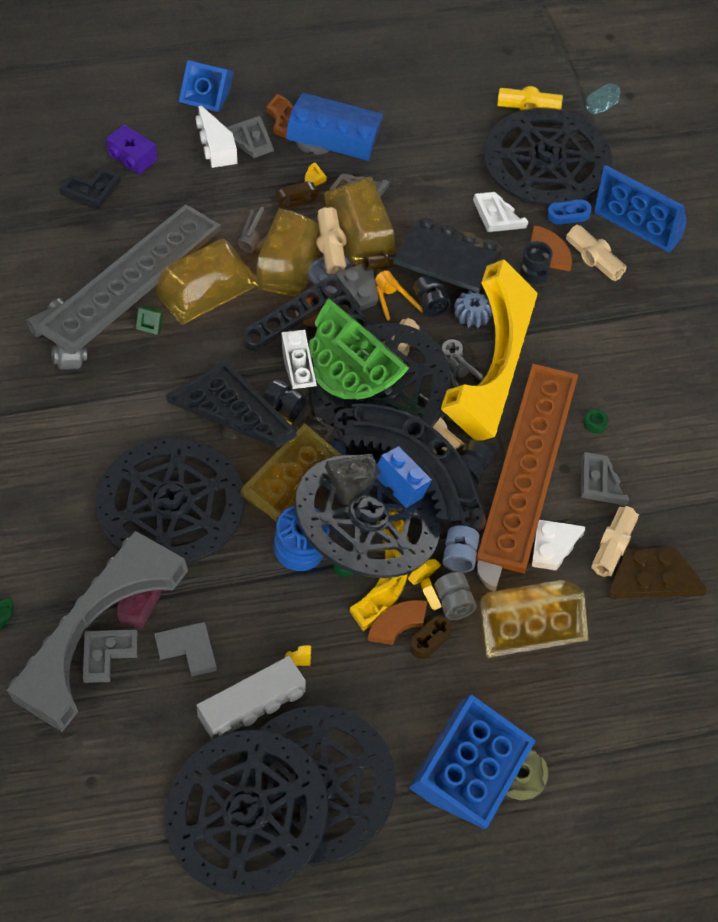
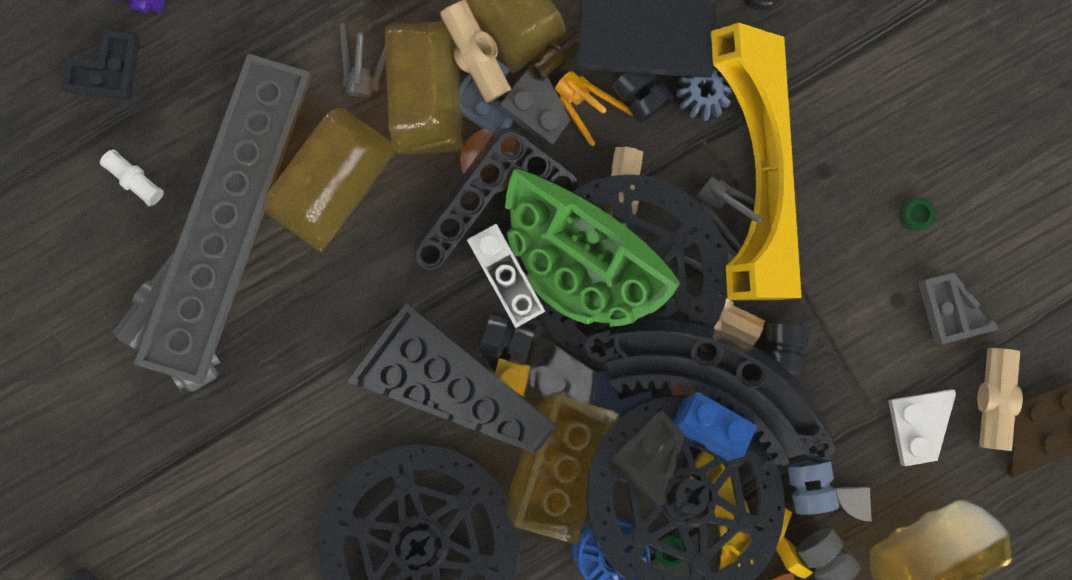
camera: 15 degrees left, 30 degrees up
(79, 246) = (131, 177): none -> white pin
(149, 319) = (277, 268): dark green tile -> none
(447, 345) = (701, 159): light grey bush -> none
(527, 469) = (855, 321): dark orange plate -> none

